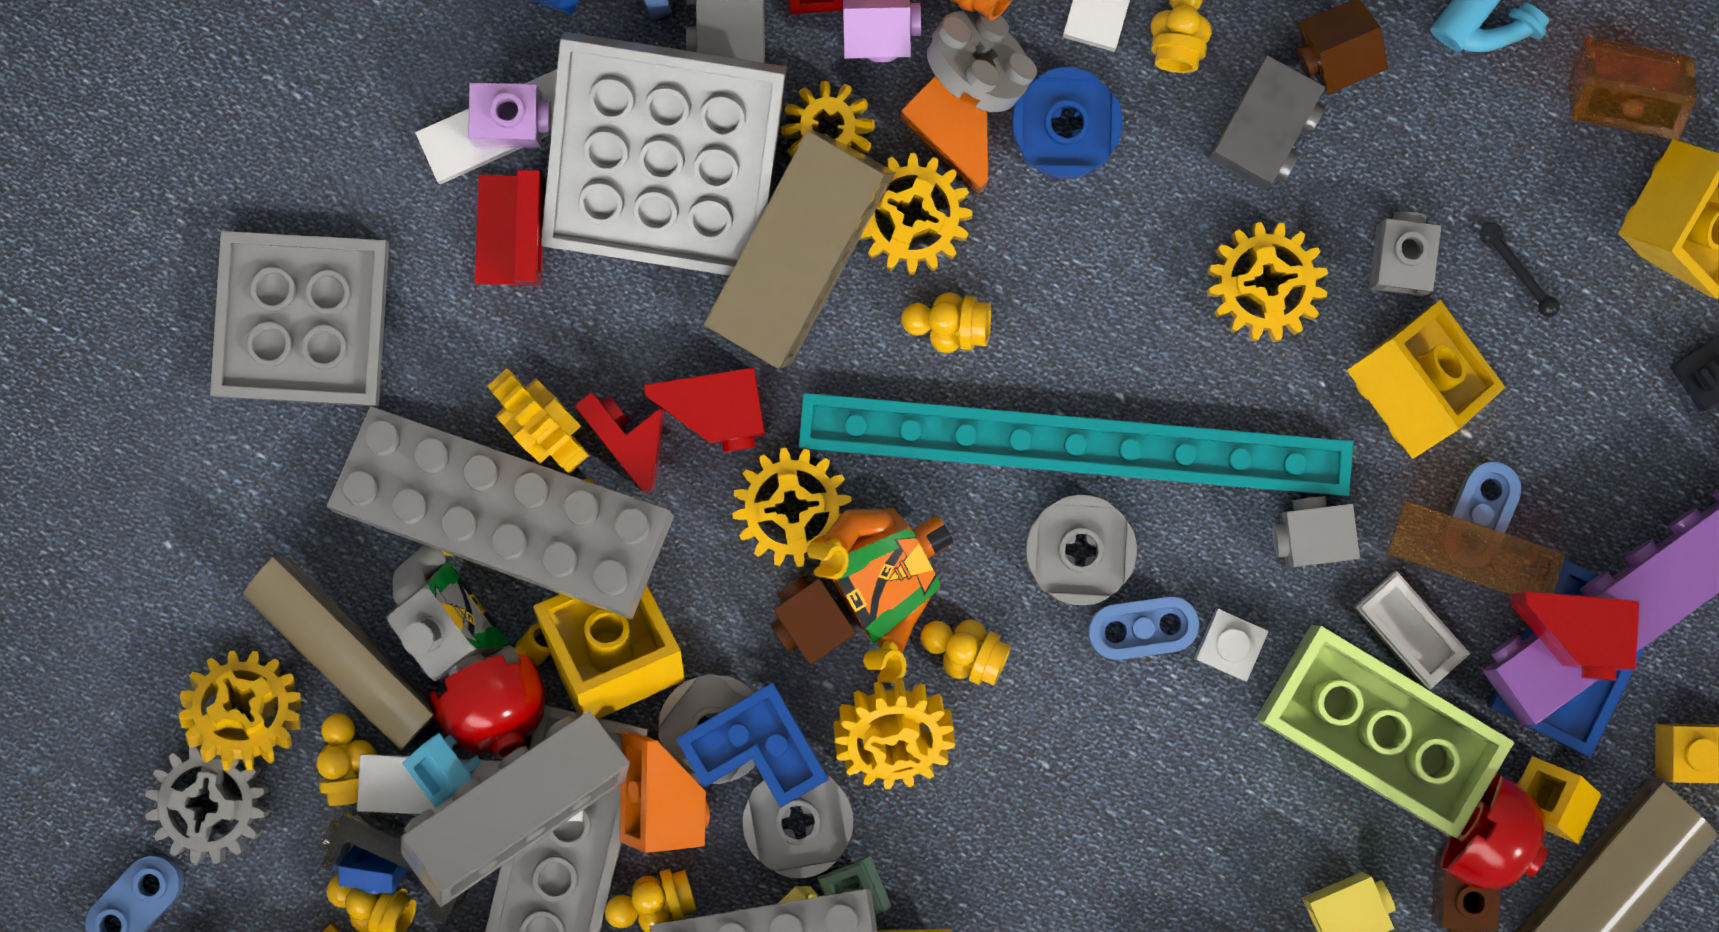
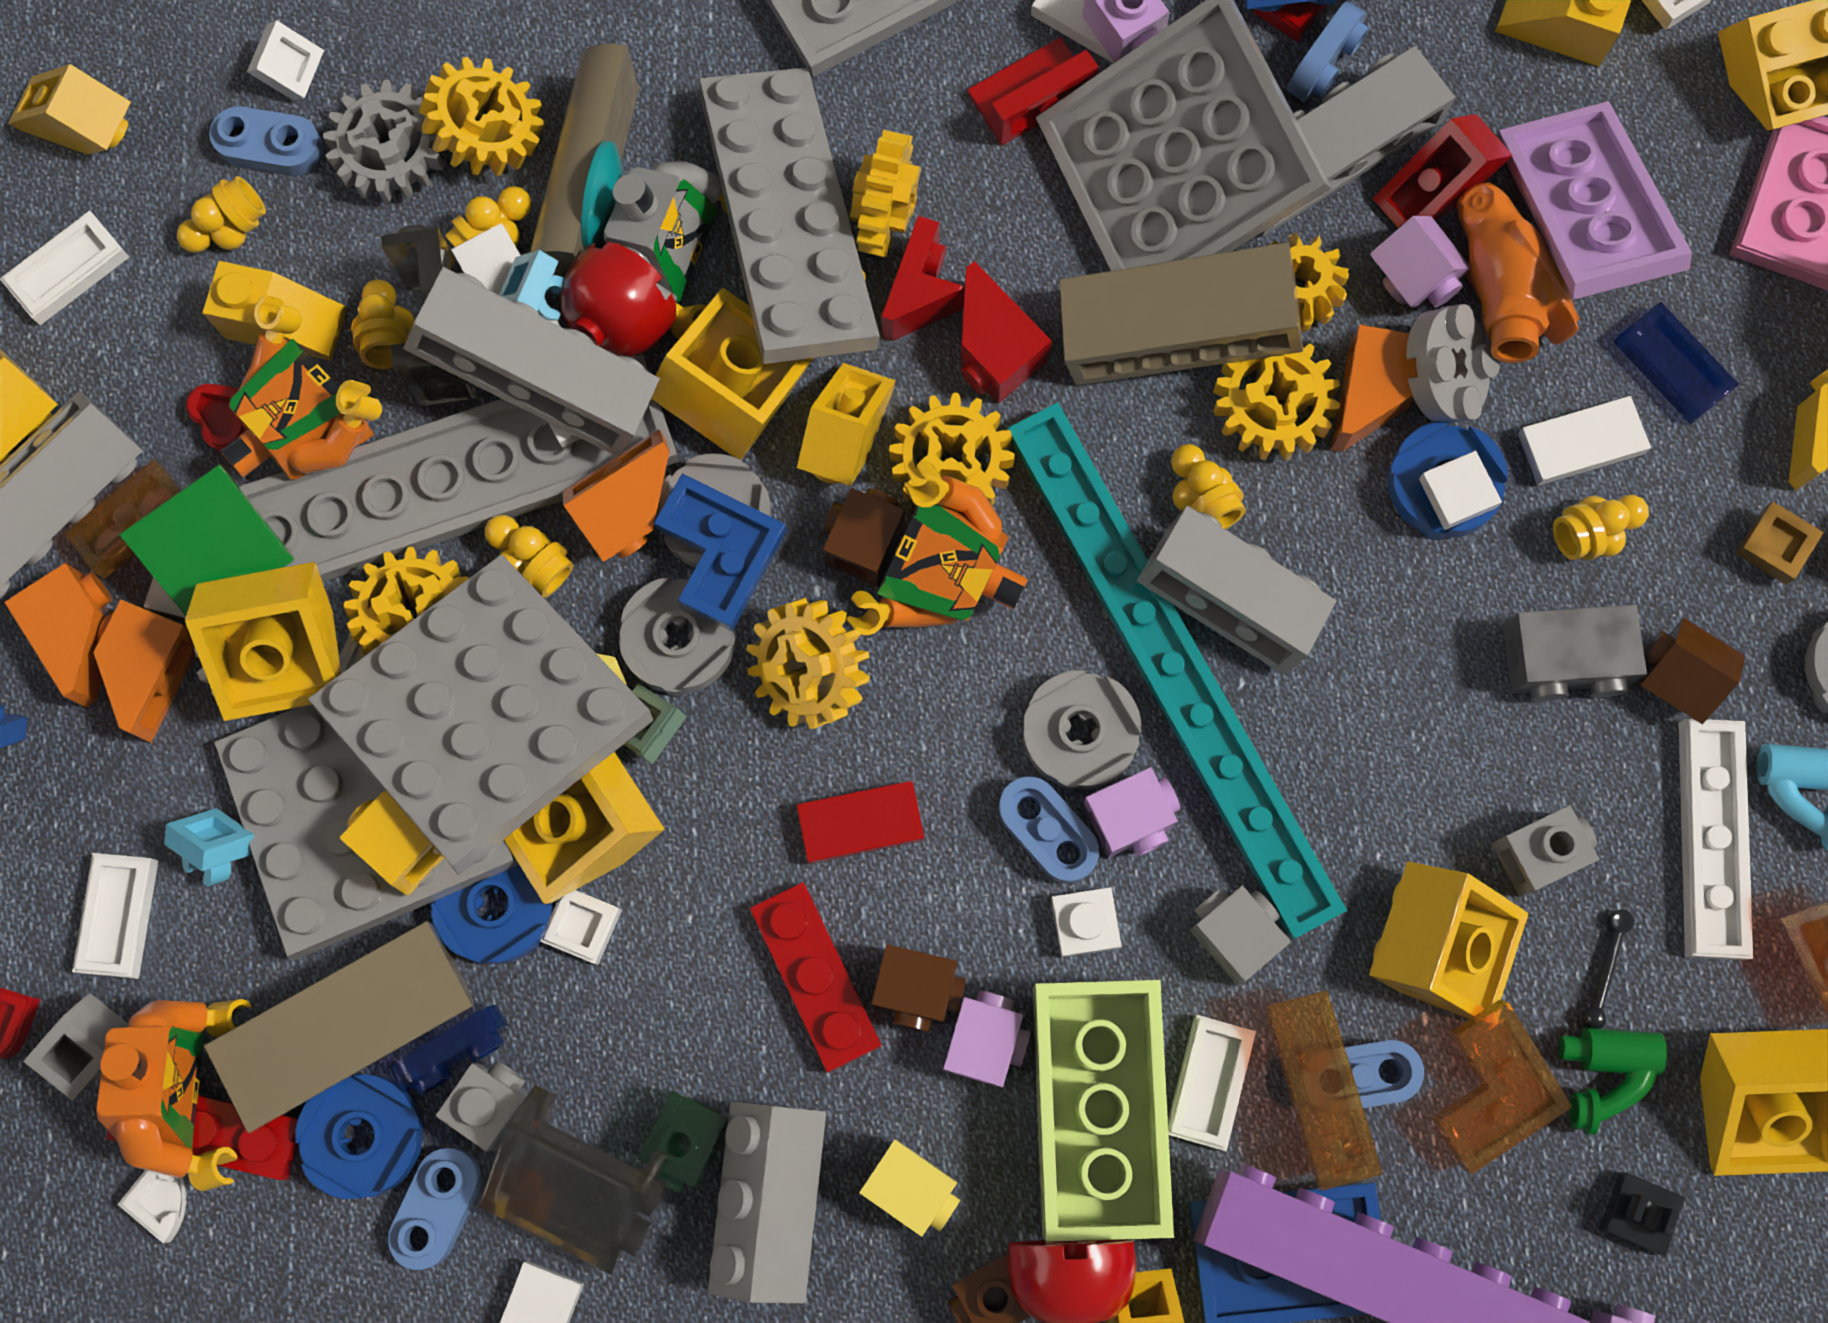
camera: 65 degrees right, 10 degrees down
(74, 845) = (285, 60): none -> white plate
(369, 872) = (402, 293): blue plate -> none
(389, 654) = (598, 194): none -> teal dish
(709, 575) = (844, 424): none -> yellow slope
(967, 651) = (925, 689): yellow piece -> none
(1041, 770) = (860, 822): none -> red tile
(1052, 356) = (1237, 590): none -> light grey brick
(1086, 125) = (1460, 490): none -> white tile
(1140, 881) = (815, 977): none -> red plate
(1174, 554) = (1133, 813): none -> lavender brick
(1201, 809) = (917, 987): none -> reddish brown brick
(1262, 257) = (1450, 757): yellow gear -> none
(1274, 782) = (987, 1040): none -> lavender brick
(1477, 117) = (1715, 840): none -> white tile
(1568, 410) = (1514, 1093): none -> clear orange plate
(1584, 630) = (1326, 1228): red slope -> none
(1591, 299) = (1635, 1053): none -> green plant

